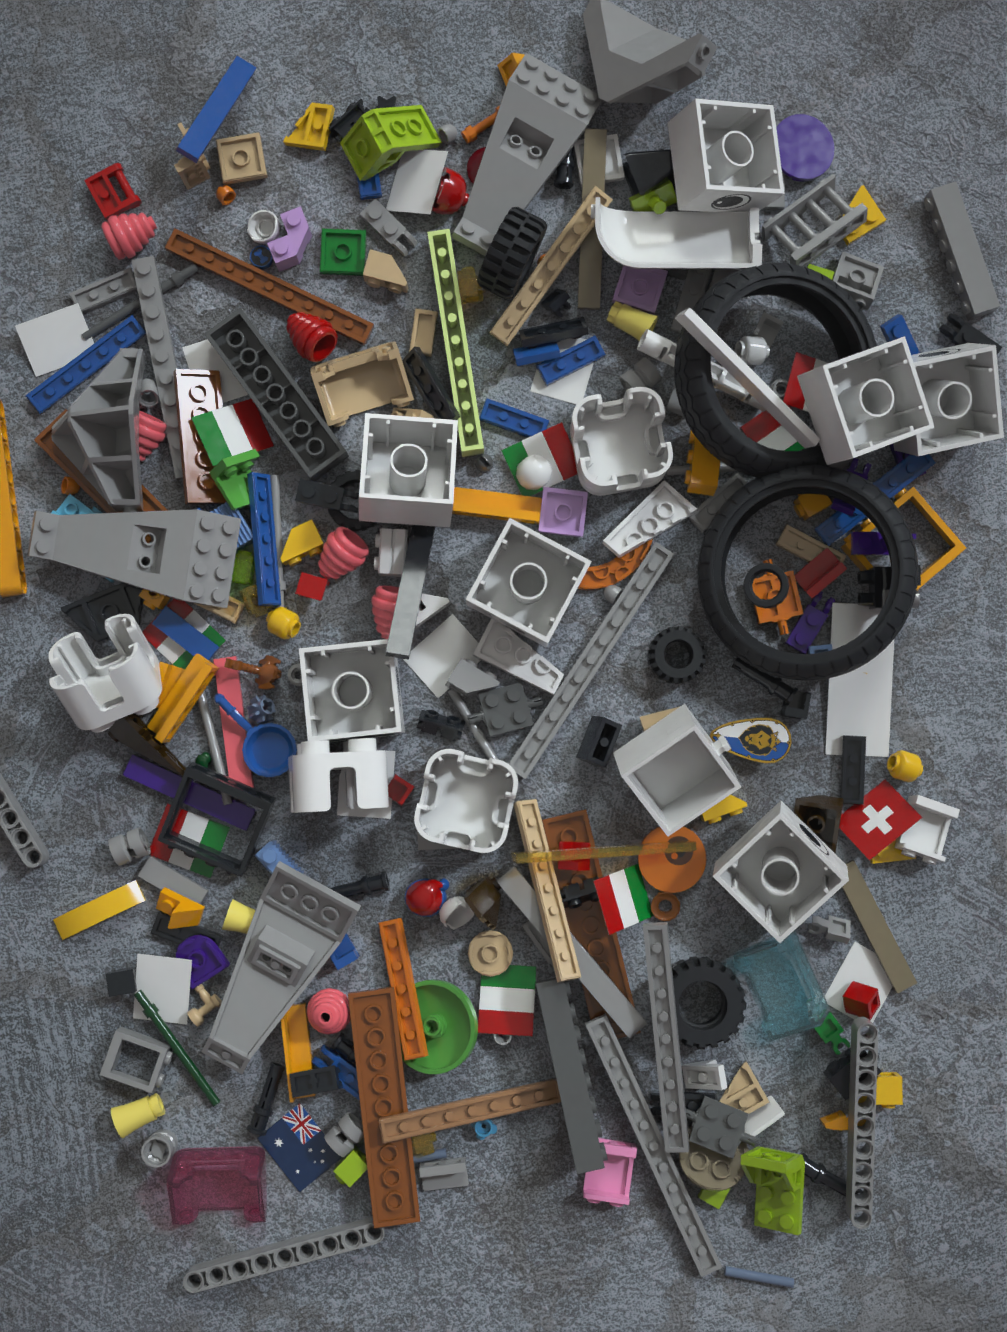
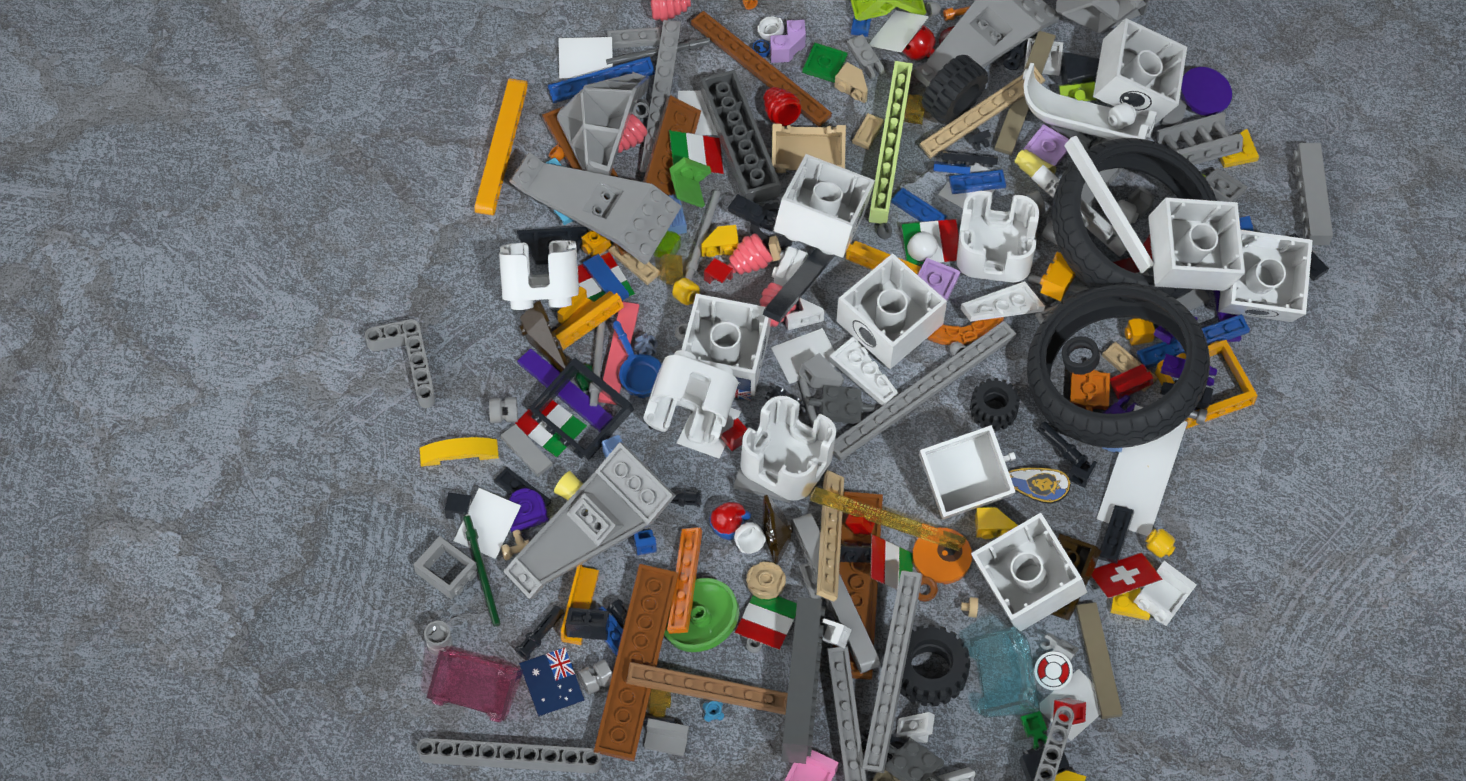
camera: 20 degrees right, 25 degrees down
(137, 1114) = (430, 607): light yellow plant -> none
(181, 909) = (525, 467): light orange slope -> none
(264, 539) = (693, 229): blue tile -> none
(267, 672) = (659, 322): dark orange piece -> none
(331, 1002) = (617, 579): coral piece -> none
(351, 1167) = (590, 704): lime brick -> none
(366, 536) = (774, 247): none -> tan tile
(429, 385) = (859, 158): black tile -> none
(590, 1008) = (836, 633): none -> white panel
(599, 741) = (910, 446): black brick -> none
(718, 224) = (1122, 115): none -> white head
(722, 912) = (971, 607): none -> tan tile
(744, 1091) = (950, 752): tan wing -> none
(831, 957) = (1053, 670): none -> sticker

